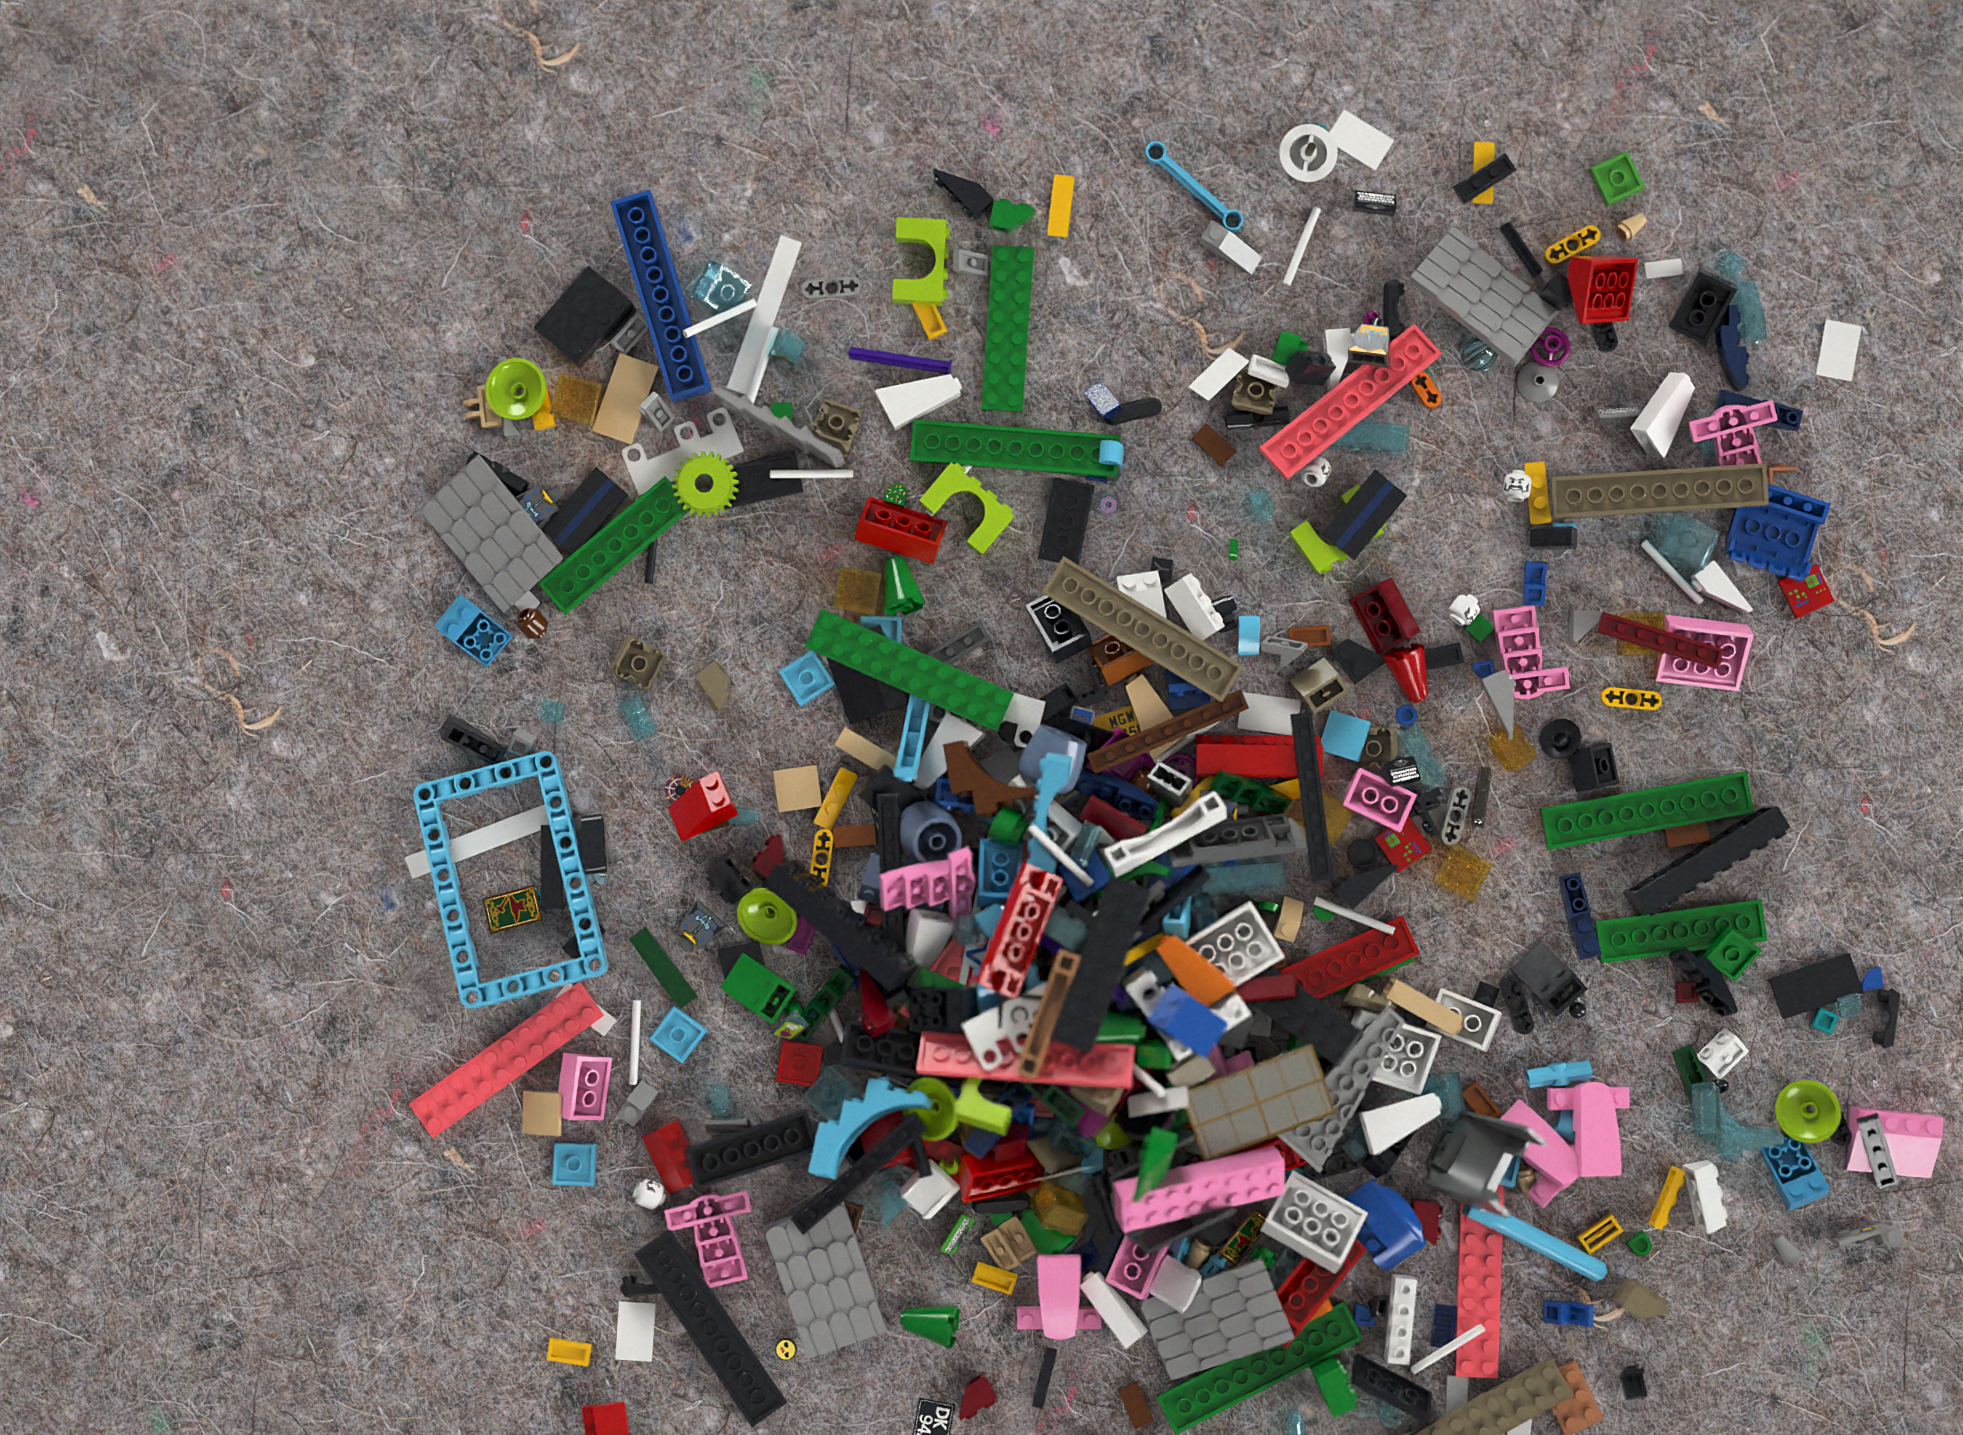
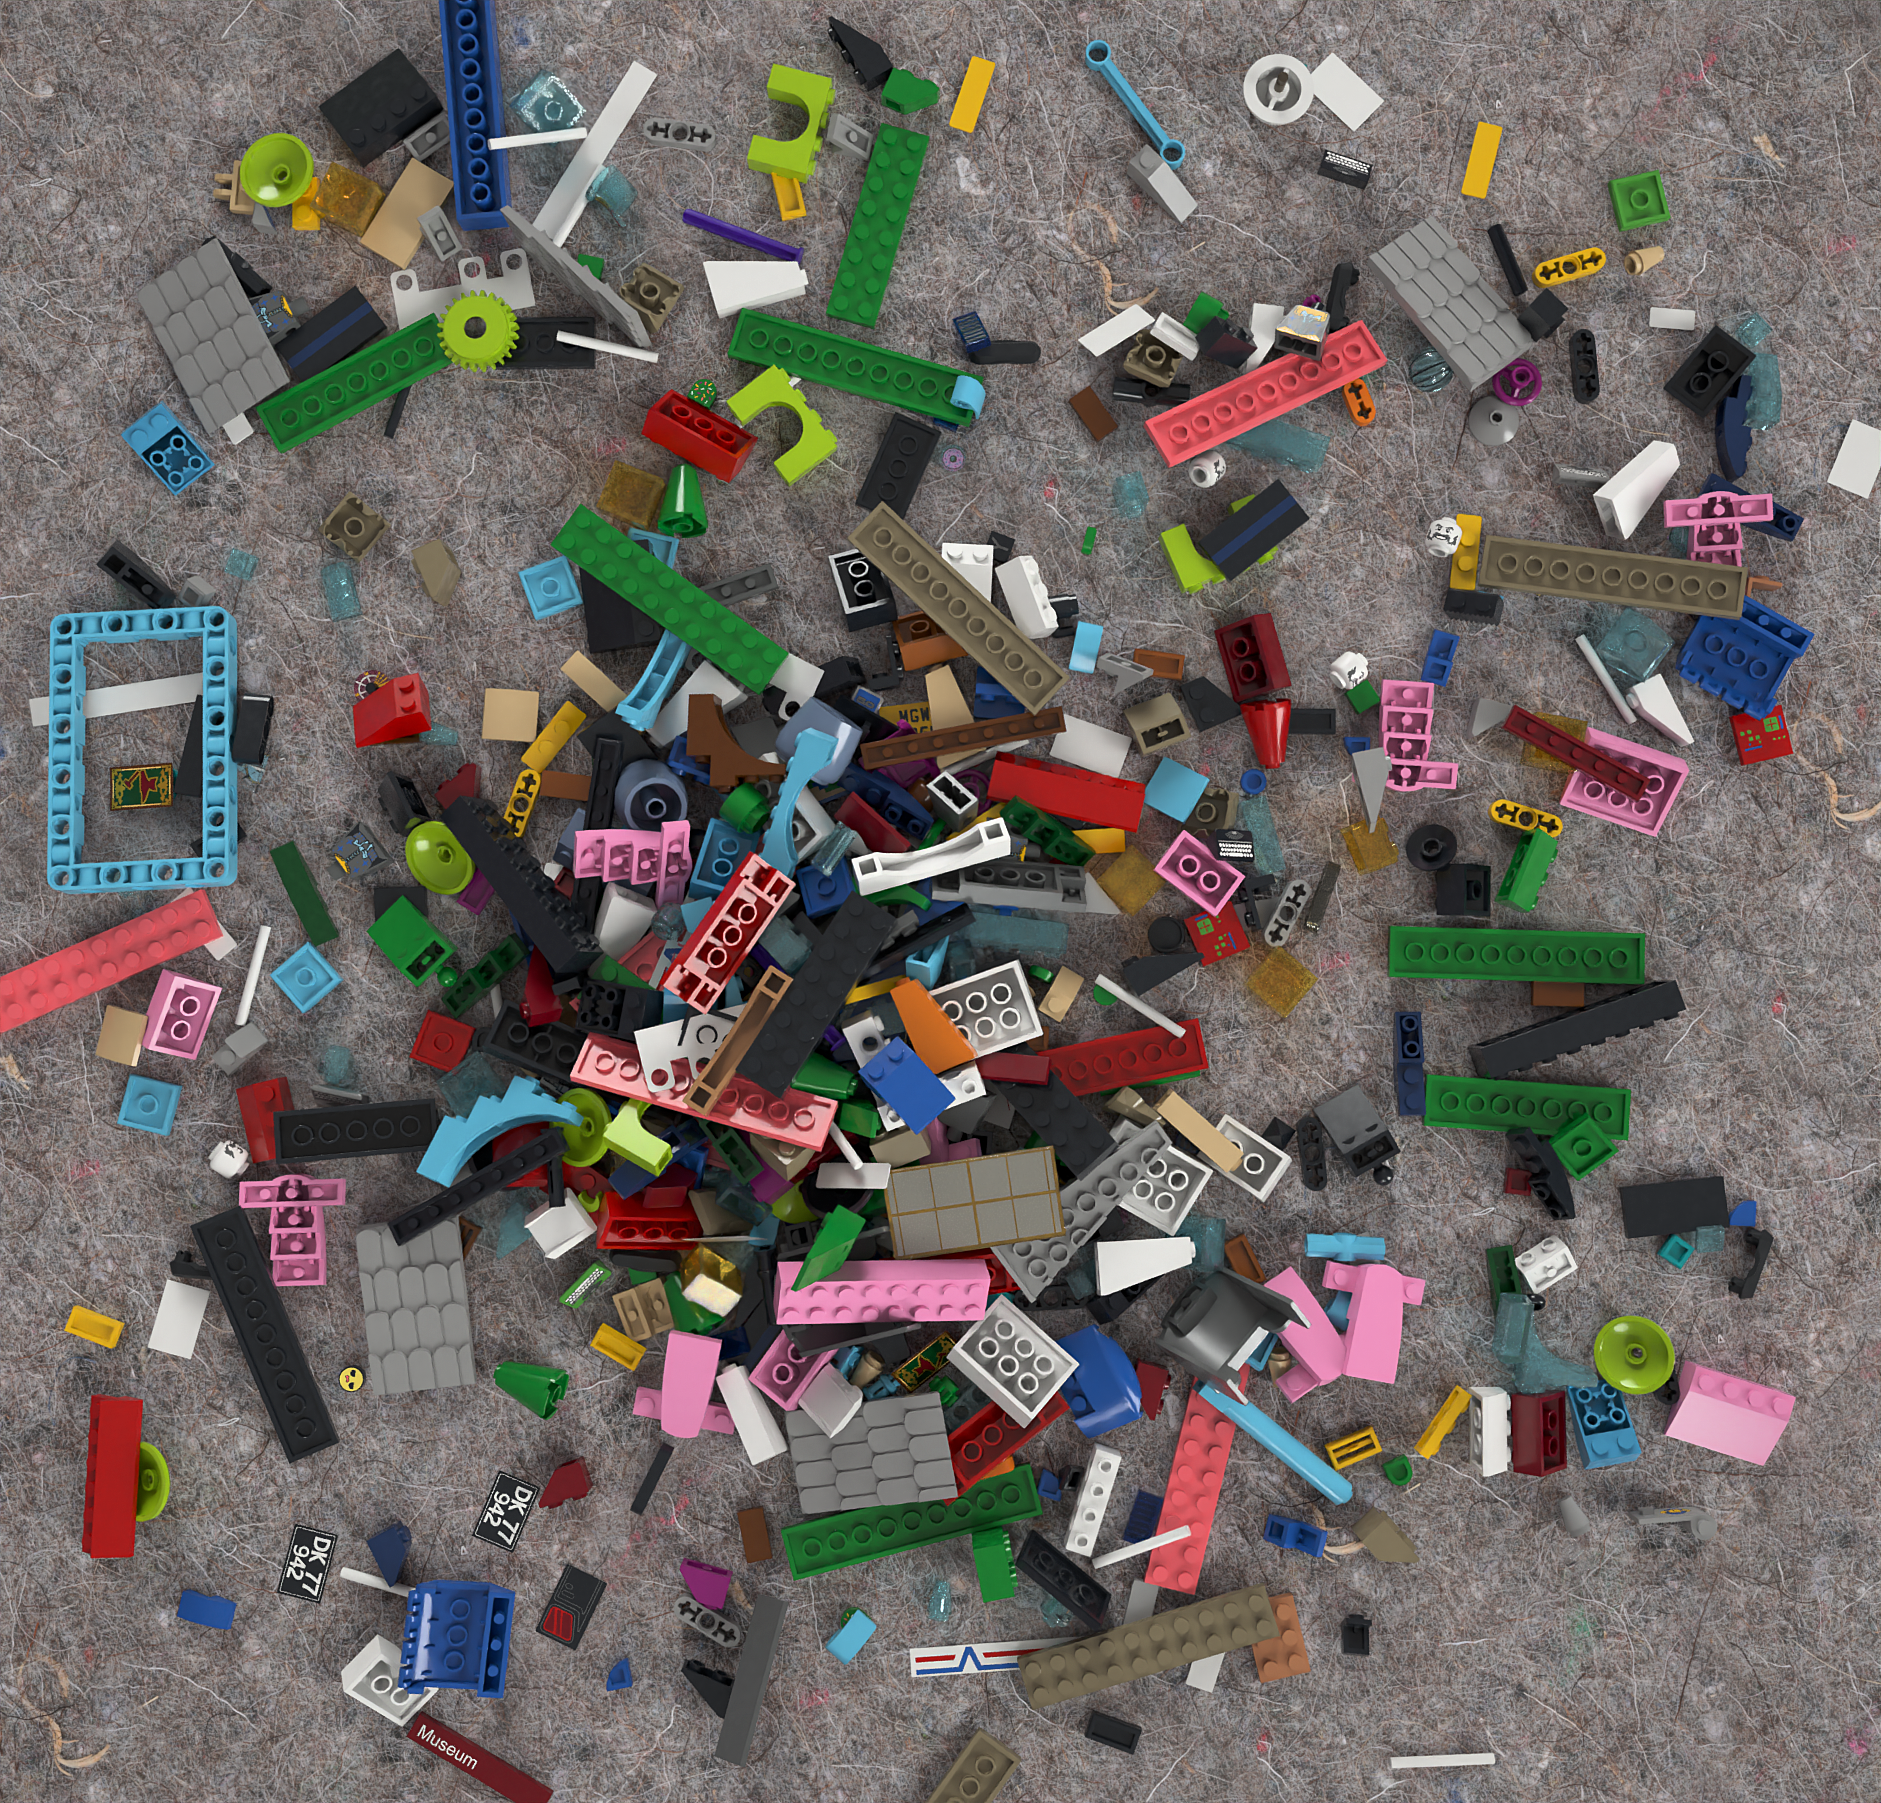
camera: 10 degrees right, 0 degrees up
(532, 623) = (238, 453): reddish brown head -> none
(791, 1026) = (438, 994): slope -> none
(1060, 855) = (799, 854): white bar -> none
(1301, 246) = (1247, 202): white bar -> none
(1311, 796) = (1118, 851): black tile -> none
(1484, 178) = (1481, 166): black tile -> none
(1602, 287) = (1595, 318): red slope -> none
(1641, 741) = (1527, 871): none -> green slope
(1745, 1189) = (1539, 1432): none -> dark red slope
(1877, 1151) = (1707, 1420): tile -> none

